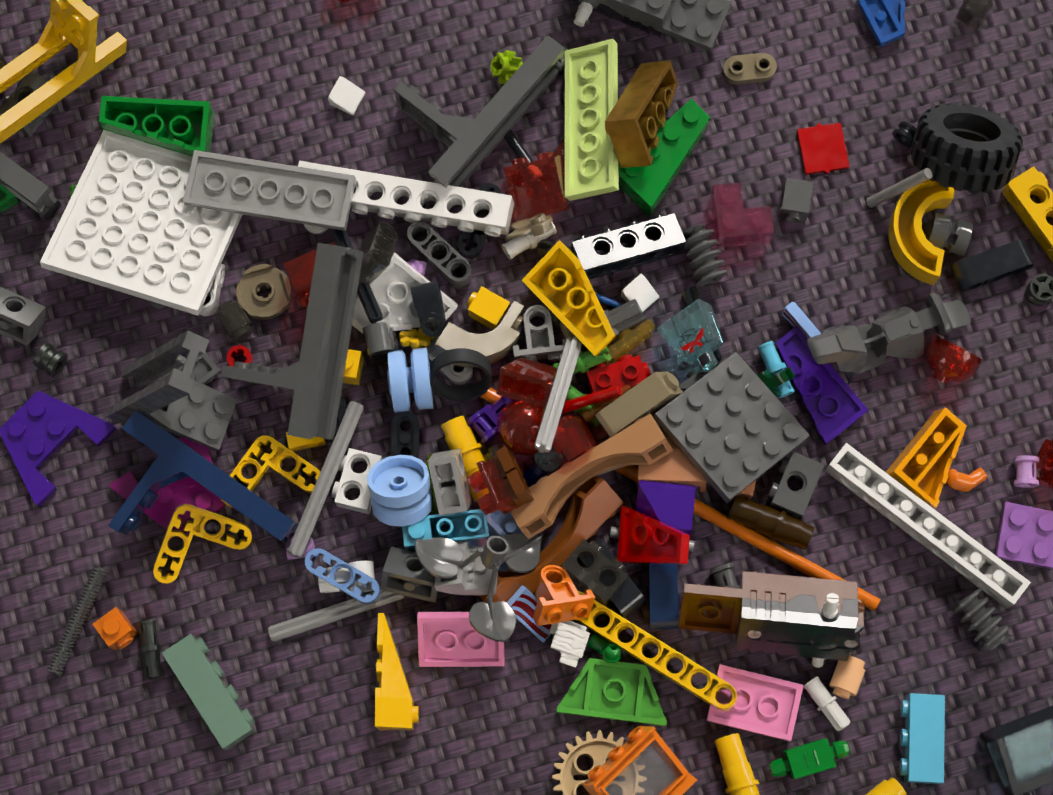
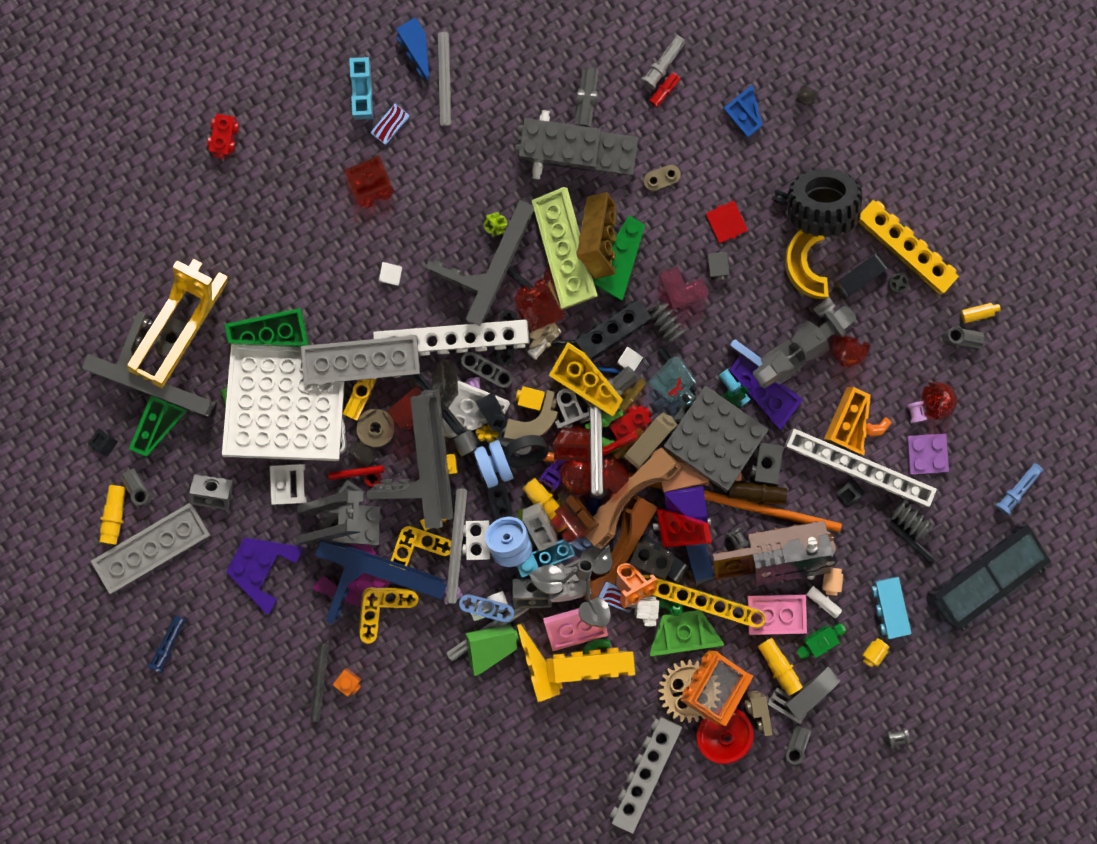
camera: 20 degrees left, 10 degrees up
(50, 359) = (246, 514): pearl dark grey wheel -> none
(112, 332) = (281, 484): none -> white plate
(150, 649) = (373, 688): pearl dark grey pin -> none
(209, 692) = (421, 706): sand green brick -> none
(233, 344) = (356, 472): none -> red bar
(248, 250) = (357, 403): none -> yellow piece
(331, 633) = (490, 646): none -> bright green slope
(465, 698) = (590, 665): none -> yellow wedge
(480, 674) = (596, 644): none -> green arm
(899, 188) = (786, 241): light grey bar -> none
(903, 560) = (850, 492): none -> black slope
(922, 294) = (823, 307): none -> light grey plate
(940, 229) = (827, 262): dark grey wheel -> none
(975, 652) = (915, 544): none -> black bar

